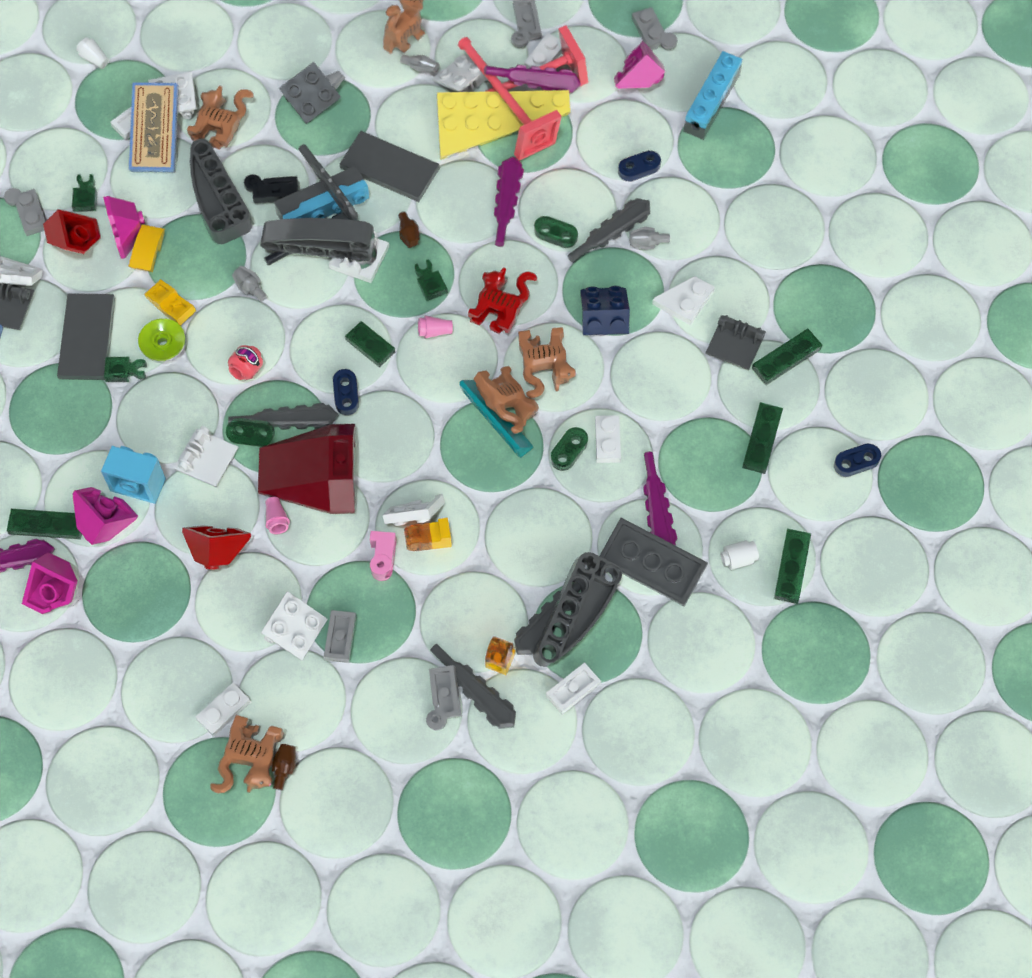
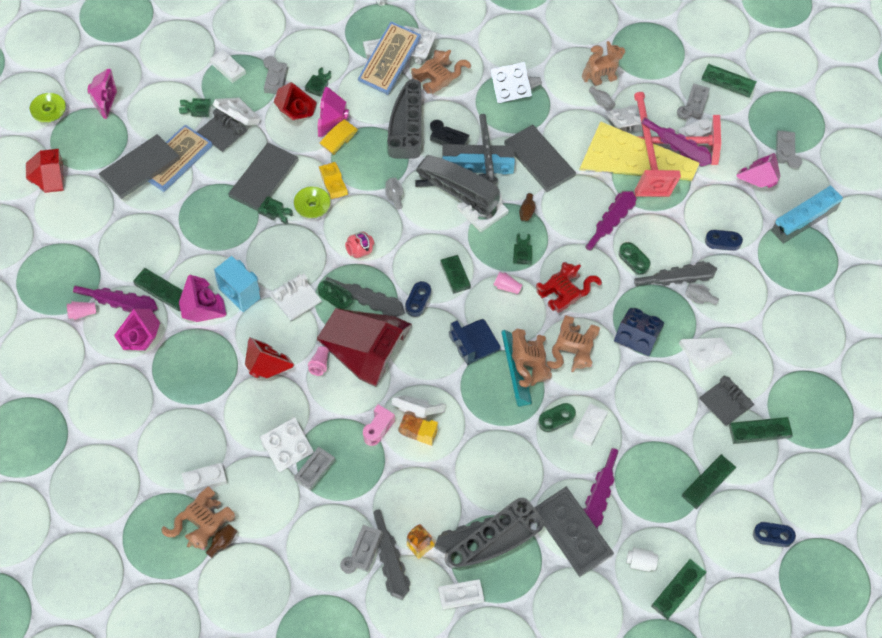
camera: 25 degrees right, 5 degrees down
(433, 408) = (473, 340): none -> dark blue bracket

